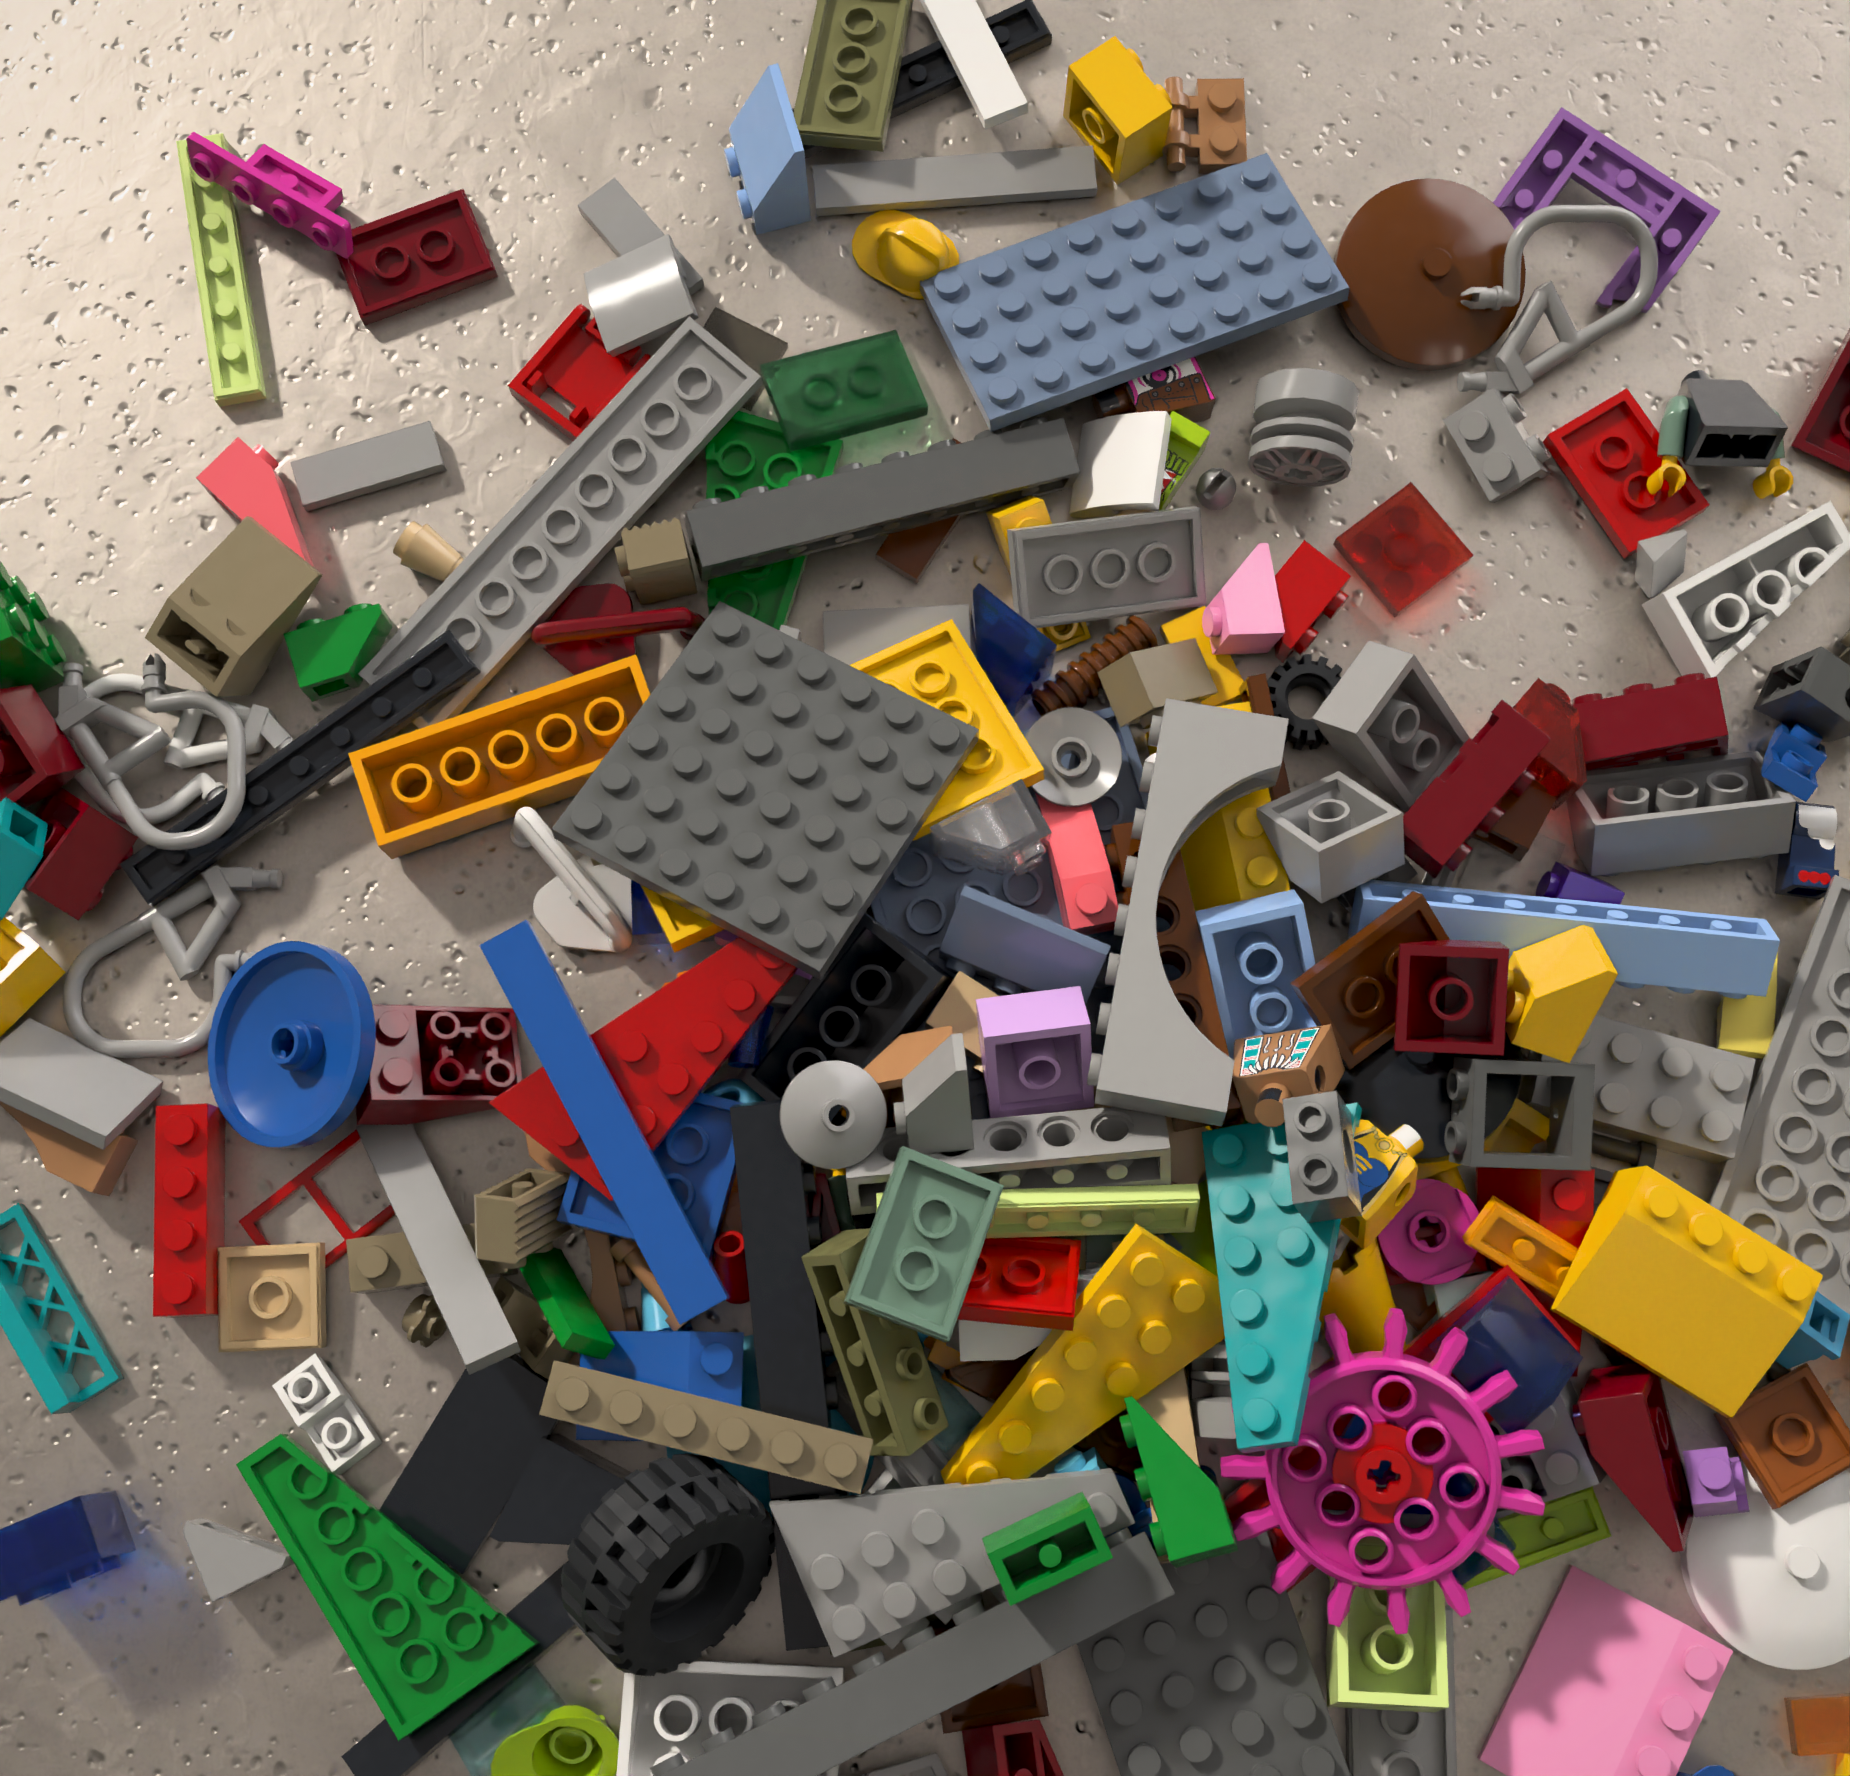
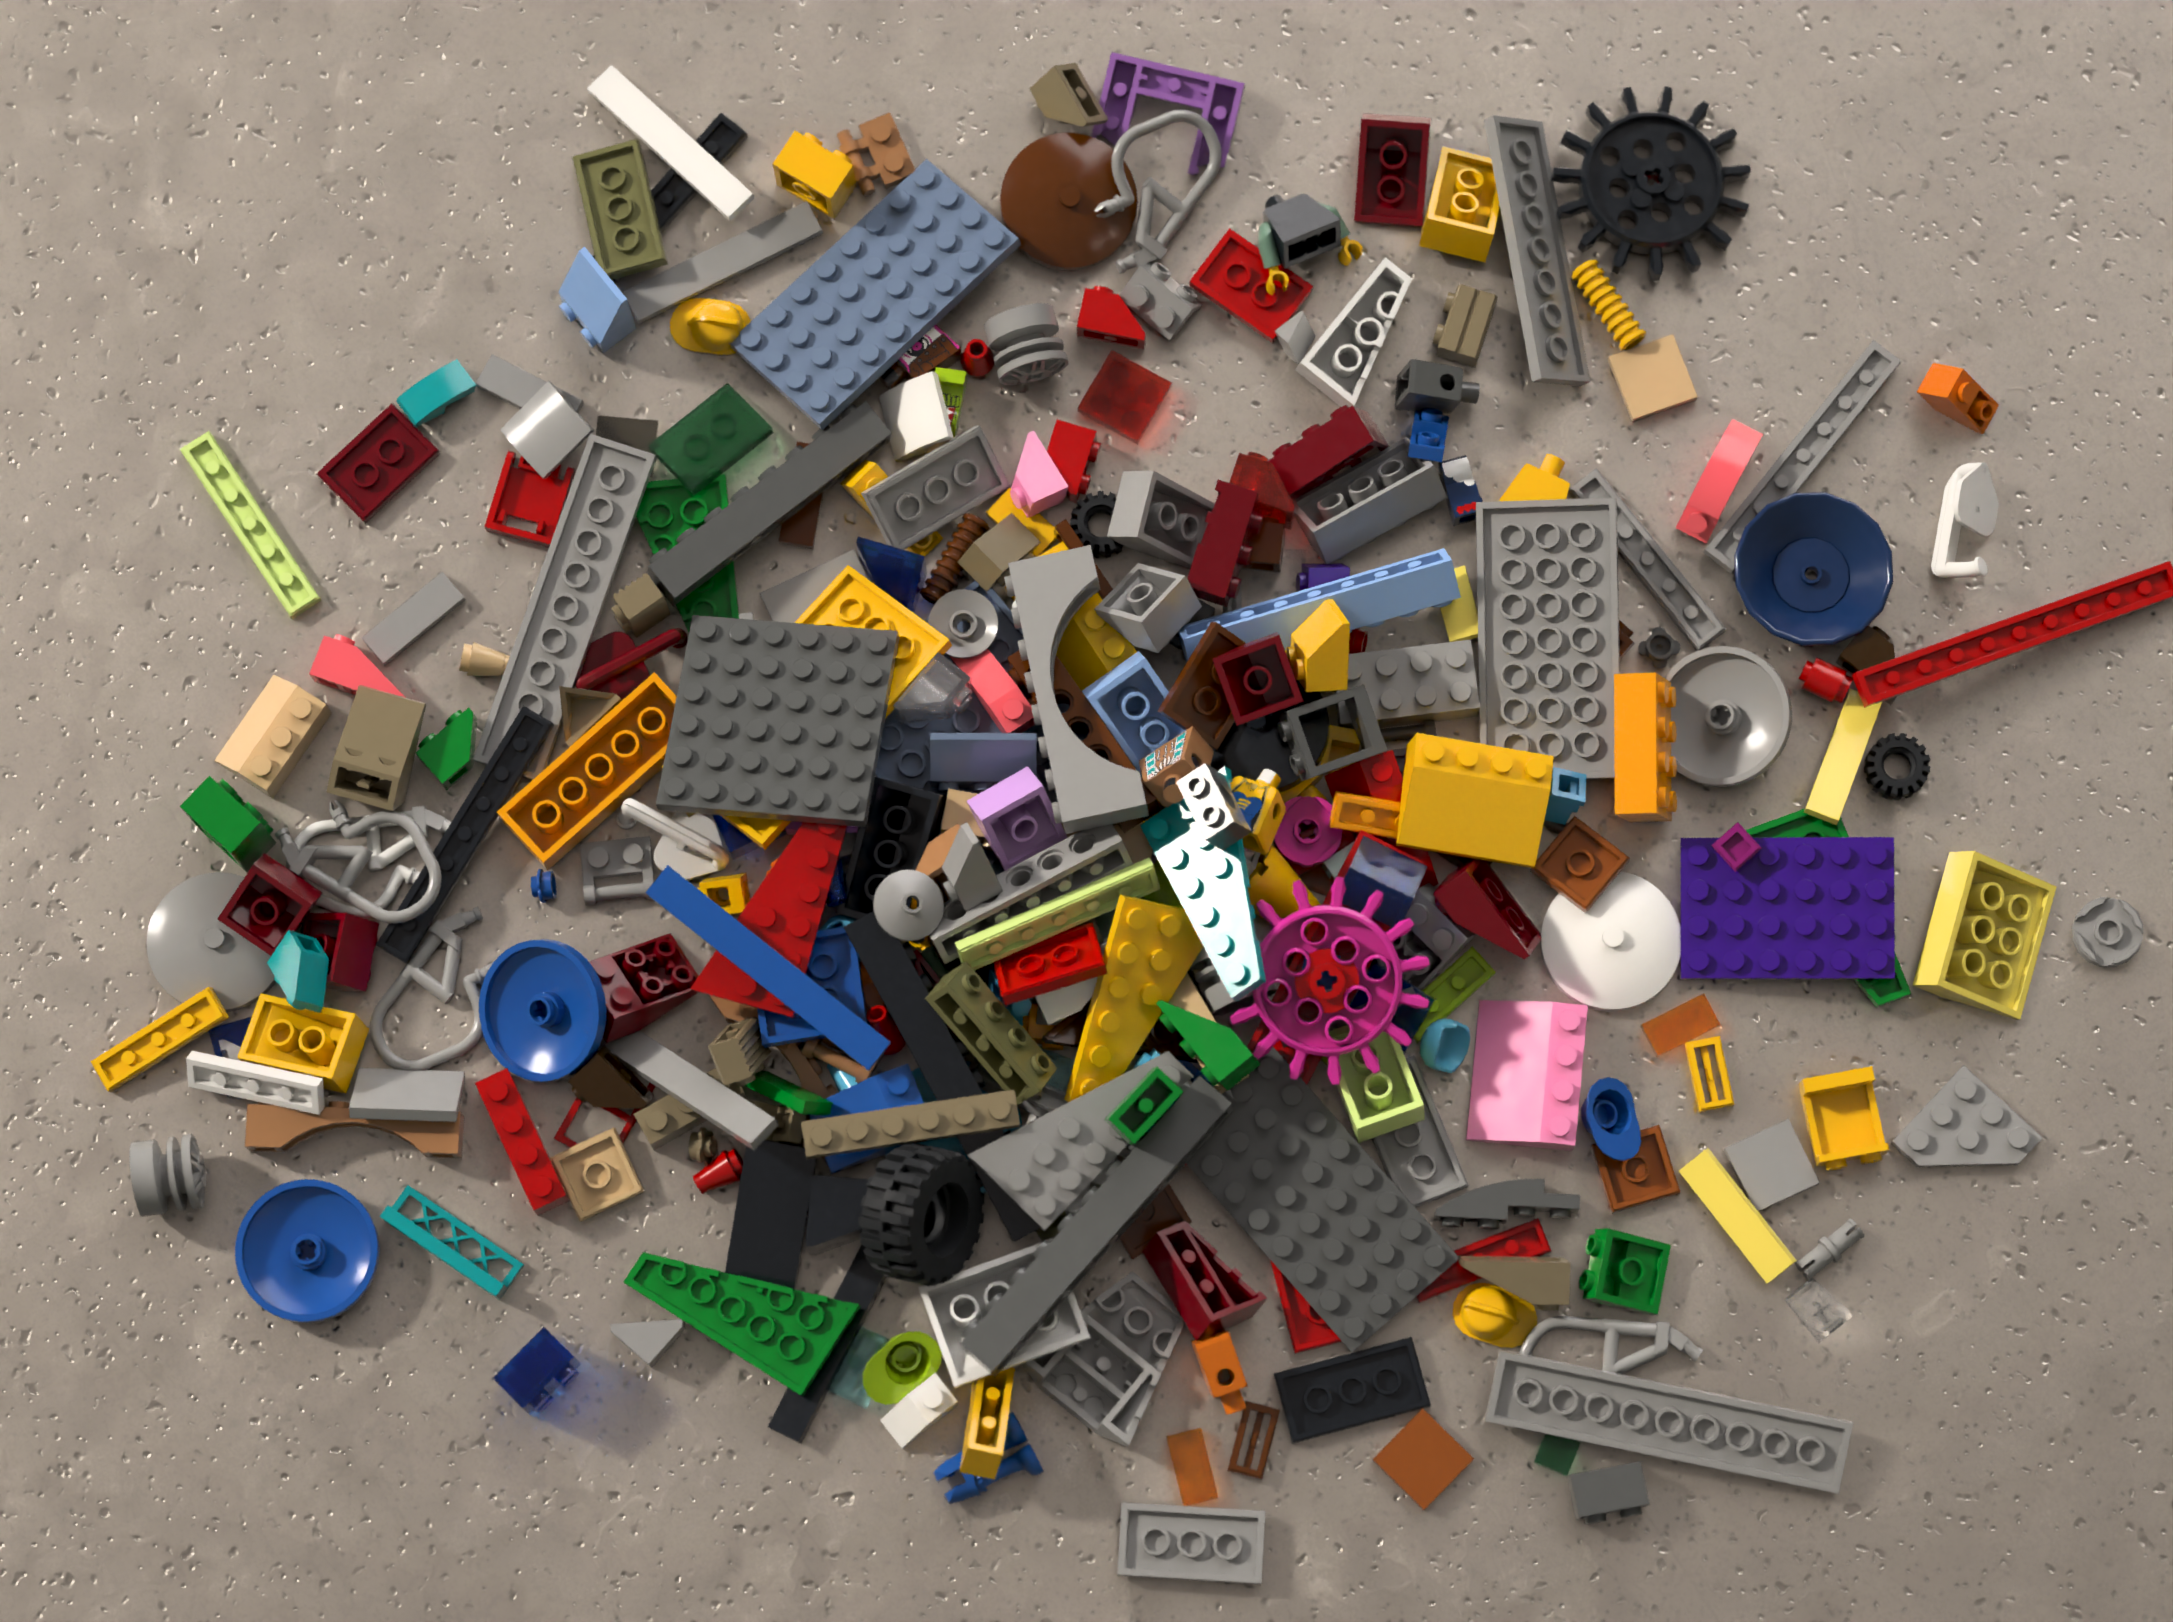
camera: 20 degrees left, 0 degrees up
(123, 544) = (274, 735): none -> tan slope
(279, 188) = (270, 454): dark pink bracket -> none
(327, 1414) = (665, 1231): white slope -> none
(338, 1182) = (609, 1083): none -> dark brown slope
(376, 877) = (544, 885): none -> blue plate
(431, 1365) = (720, 1172): none -> red cone
(480, 880) = (616, 859): none -> light grey plate
(513, 196) = (434, 392): none -> teal slope
(522, 665) = (583, 710): none -> dark tan slope
(584, 980) = (737, 888): none -> yellow brick
(924, 1244) = (996, 957): sand green tile -> none
(1222, 496) = (992, 405): light grey hinge -> none
(1231, 422) = (977, 364): none -> red cone
(1422, 443) = (1108, 319): none -> red slope
(1481, 139) = (1067, 97): none -> dark tan slope
(1502, 1613) = (1445, 1045): none -> medium azure hair
(1715, 1482) = (1542, 911): medium lavender brick -> none

